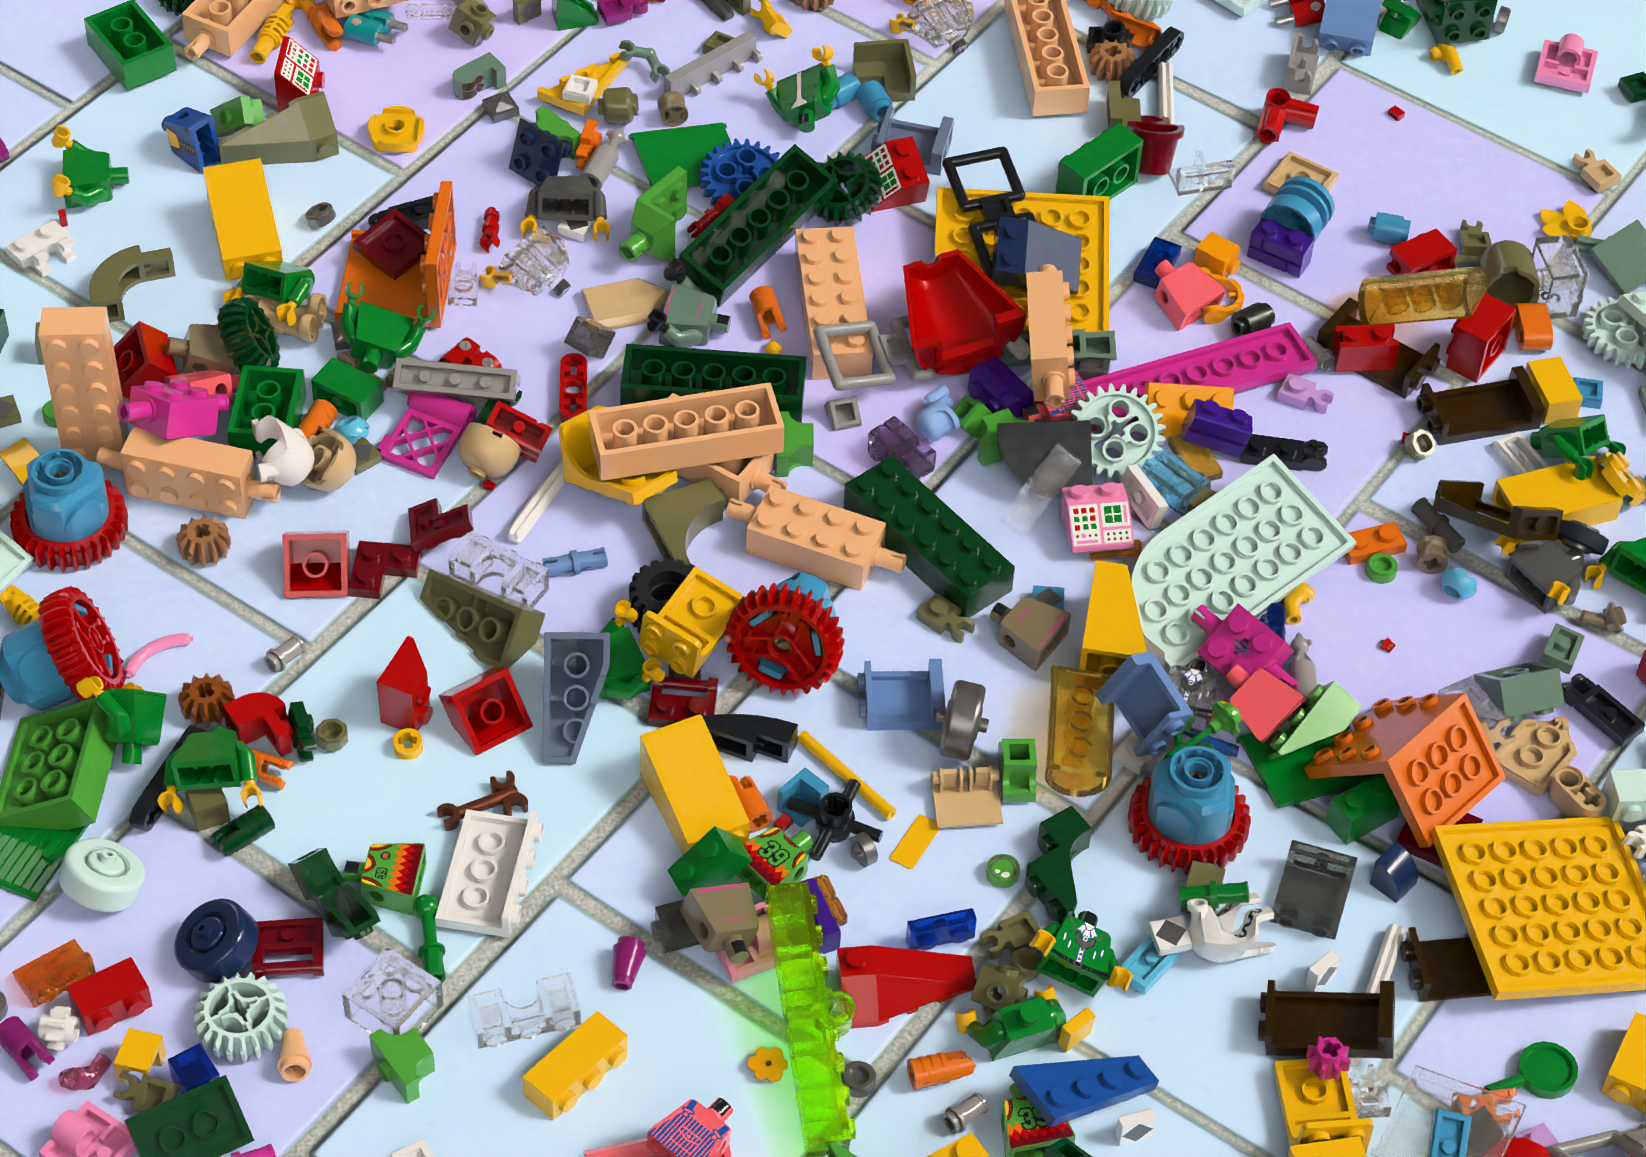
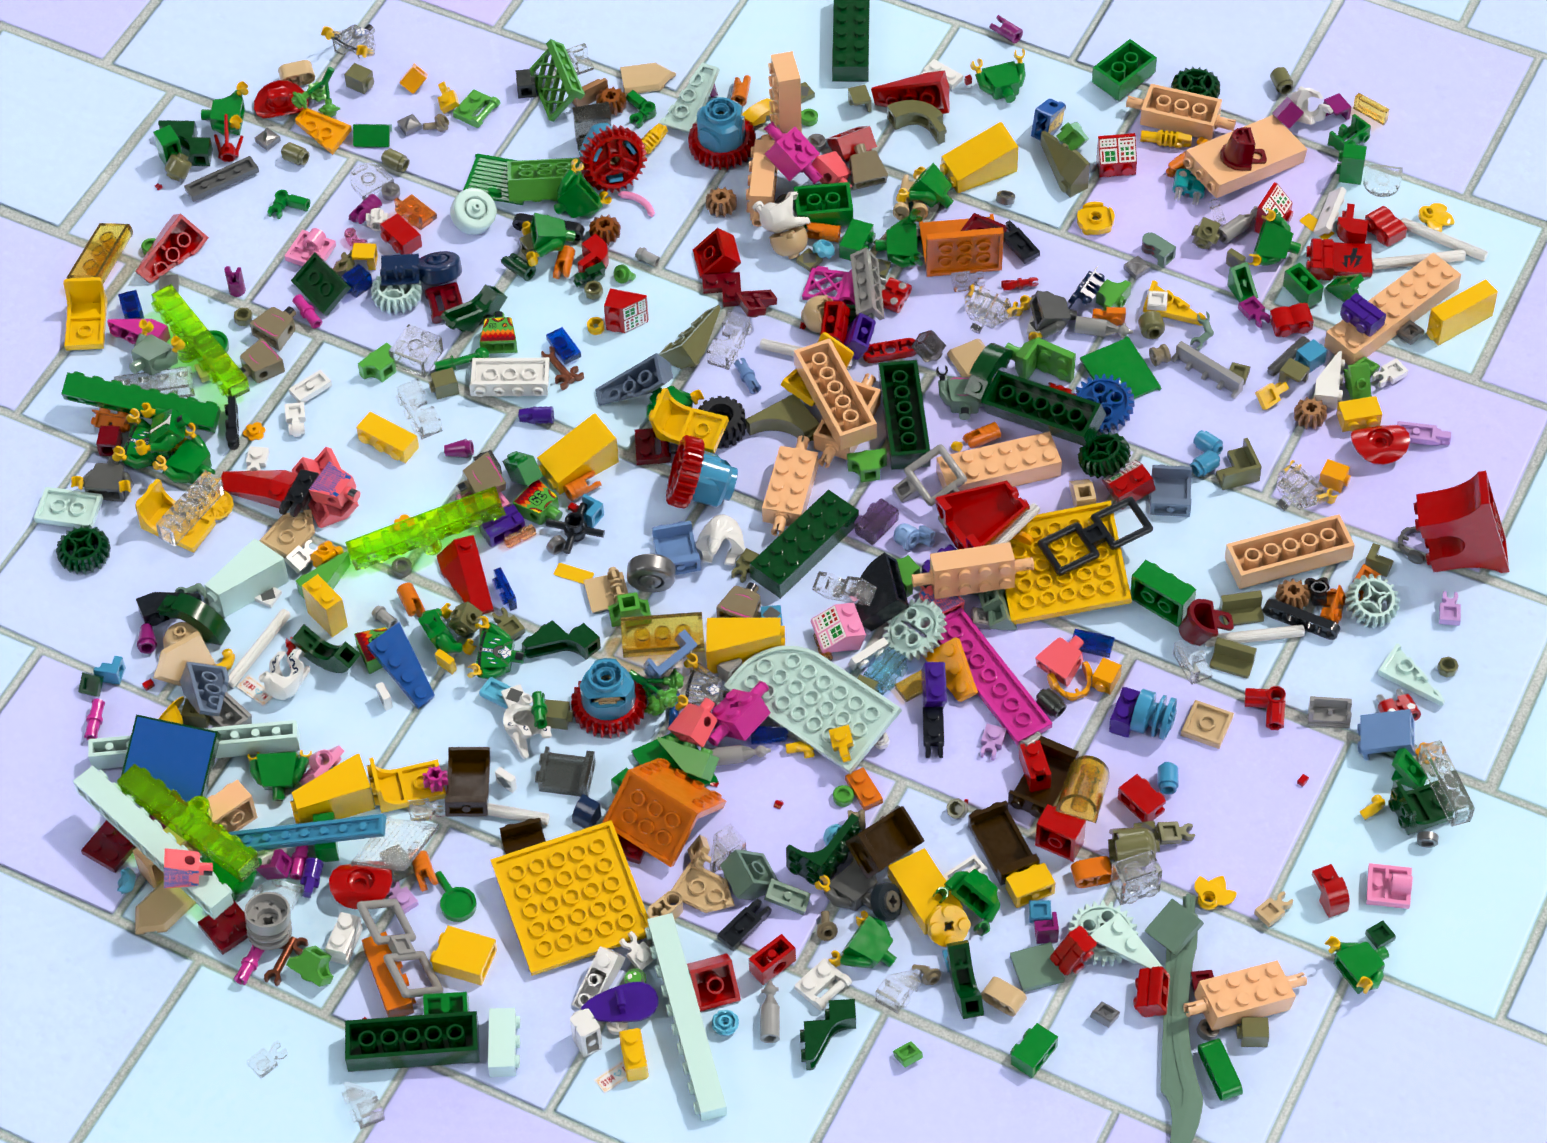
camera: 85 degrees right, 5 degrees up
(76, 254) = (926, 87): none -> red wedge
(212, 990) = (399, 269): none -> dark blue hinge
(248, 334) = (880, 169): dark green gear -> none
(294, 1057) = (377, 318): light nougat cone -> none
(311, 690) = (623, 274): none -> bright green plate
(440, 788) = (563, 345): none -> clear blue plate
(477, 966) = (444, 383): none -> olive brick
(486, 709) = (622, 351): red slope -> none
(547, 406) = (859, 335): none -> dark purple brick
(582, 842) = (537, 415): none -> dark purple hinge
(678, 260) = (985, 367): none -> dark green arch
(752, 734) = (628, 479): black slope -> none
(806, 94) = (1188, 419): green torso -> none
(846, 774) = (614, 532): yellow piece -> none
(893, 622) = (714, 533): none -> white piece
(903, 223) = (1082, 492): none -> tan slope
(969, 414) = (920, 554): bright green slope -> none
(1003, 870) = (558, 615): bright green tile -> none
(1026, 246) = (1052, 558): slope -> none
(1201, 135) = (1233, 657): none -> olive panel
(1312, 536) = (841, 741): none -> yellow plate
(1501, 581) = (825, 861): none -> dark green bracket
(1580, 108) = (1333, 889): none -> red brick
(1622, 383) = (1047, 930): none -> magenta panel

